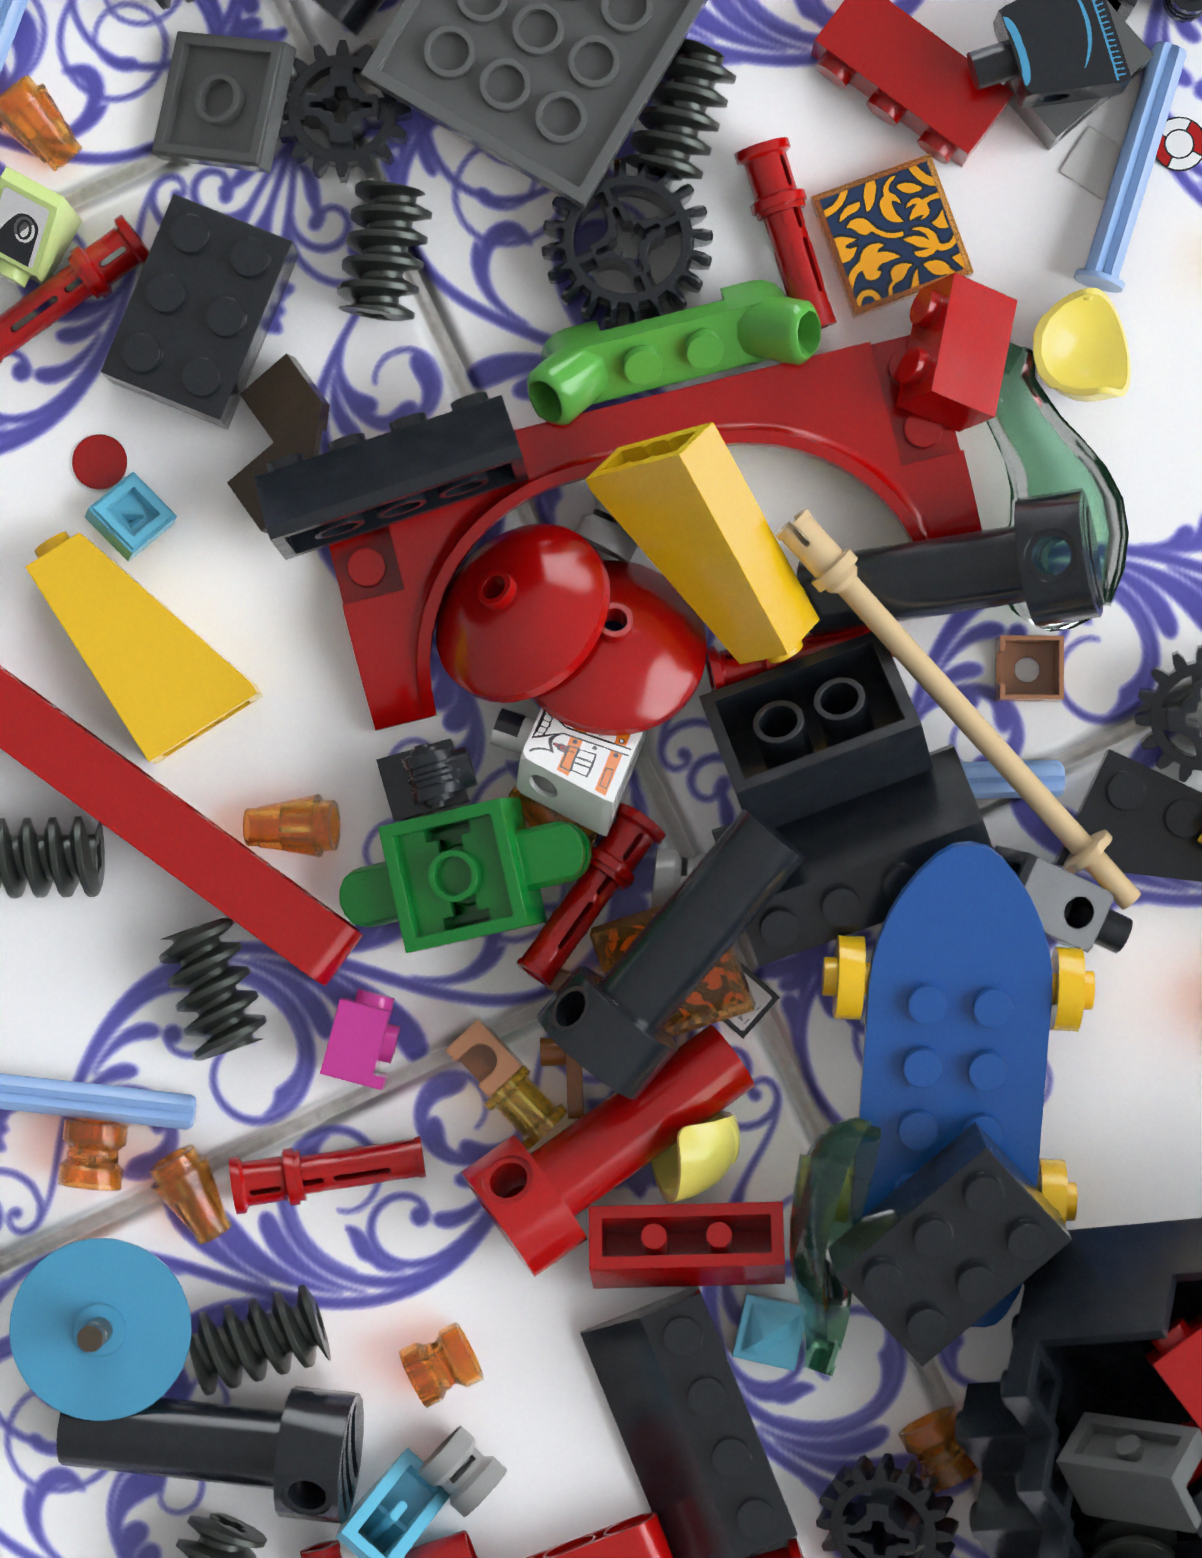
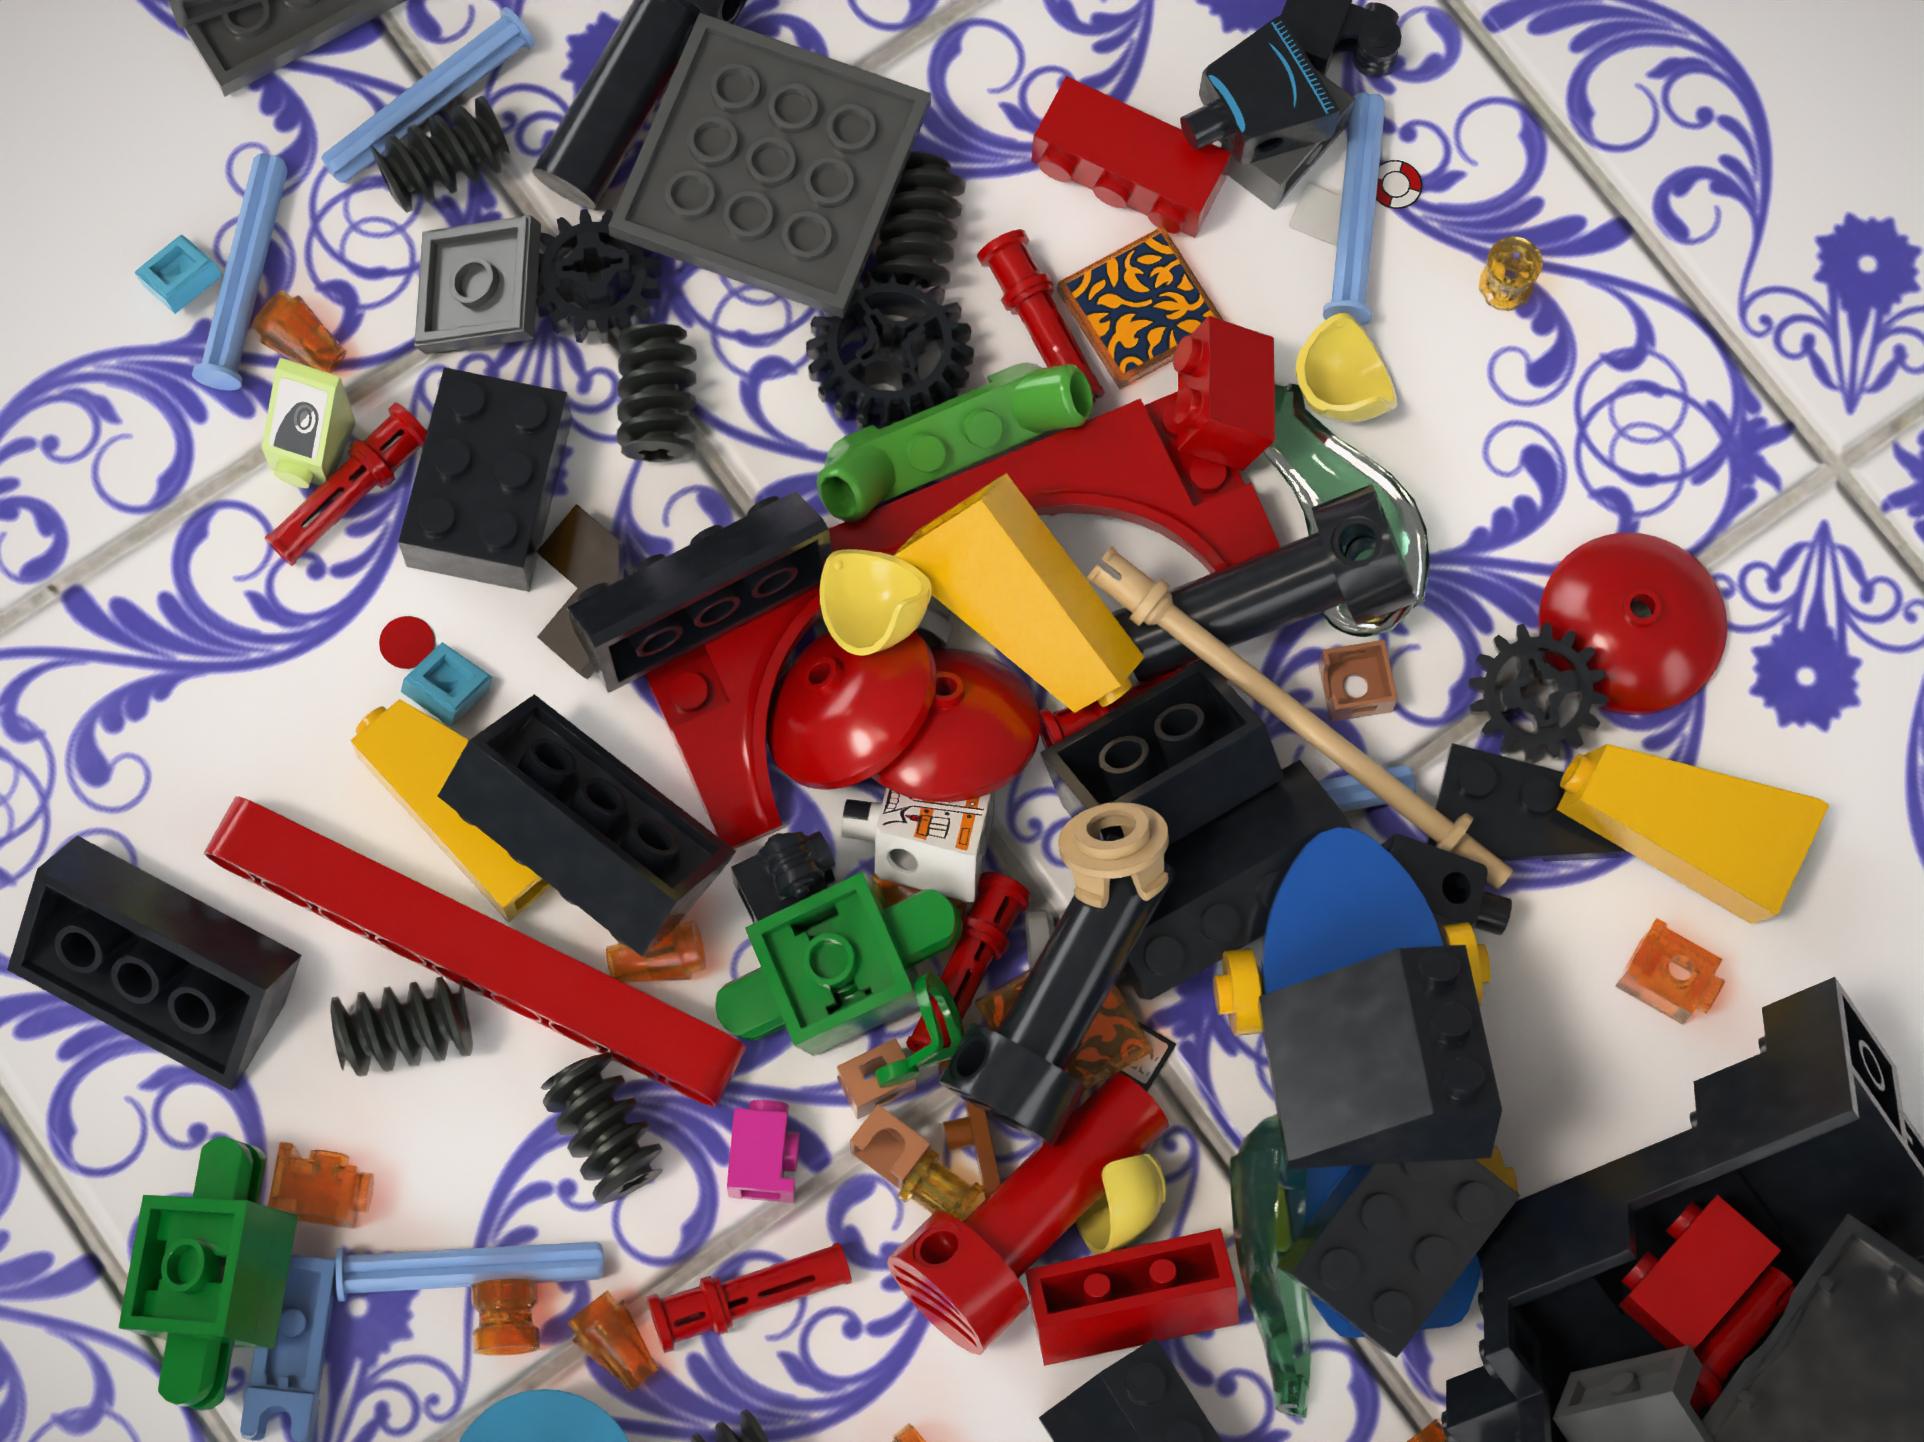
camera: 10 degrees left, 15 degrees down
(239, 697) = (585, 823): none -> black slope
(470, 1003) = (864, 1094): none -> nougat piece
(558, 523) = (871, 599): none -> light yellow helmet
(564, 962) = (907, 1069): none -> green piece
(763, 851) = (1098, 861): none -> tan piece
(769, 1331) = (1233, 1379): medium azure tile -> none
(962, 1097) = (1382, 1062): none -> black slope

